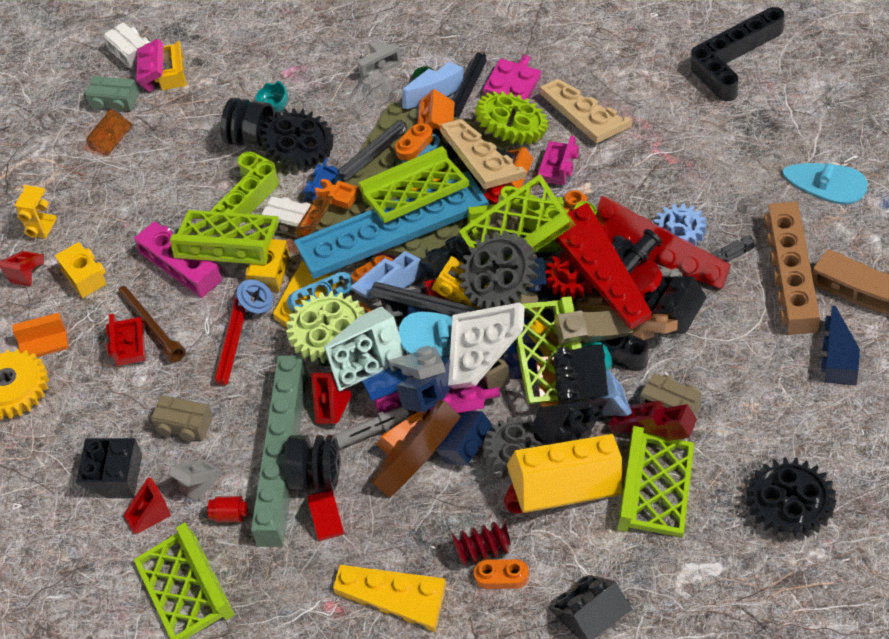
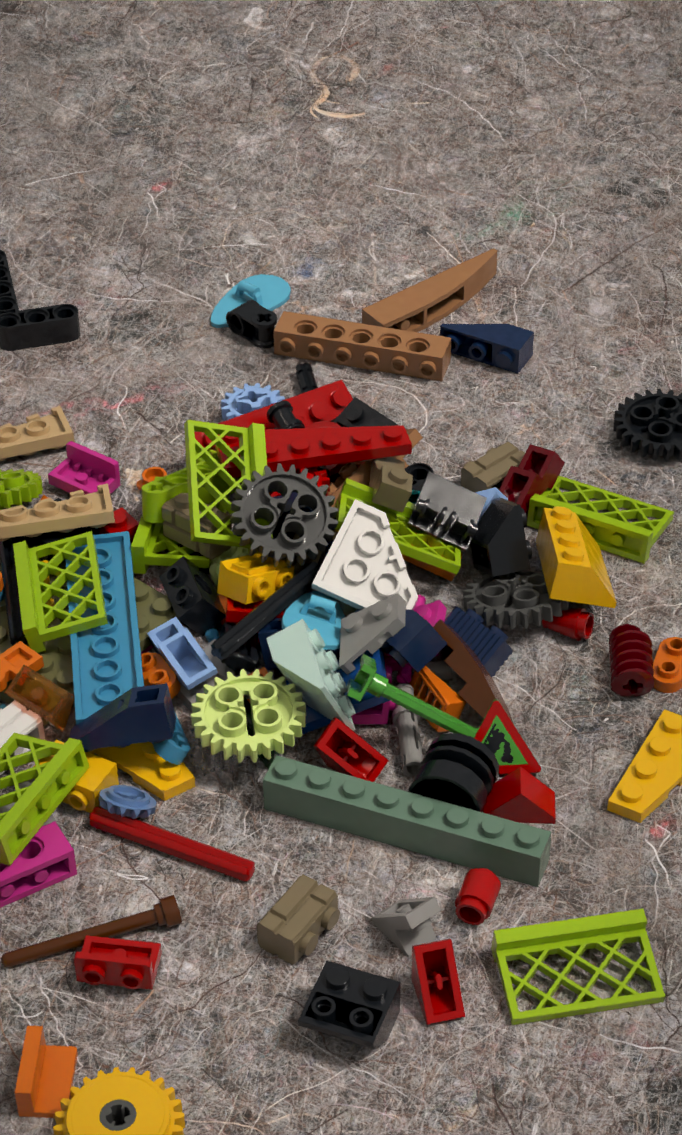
camera: 80 degrees left, 10 degrees down
(292, 267) = (132, 718): none -> dark blue slope
(364, 474) = (494, 731): none -> bright green piece
(788, 187) = (253, 323): none -> black piece

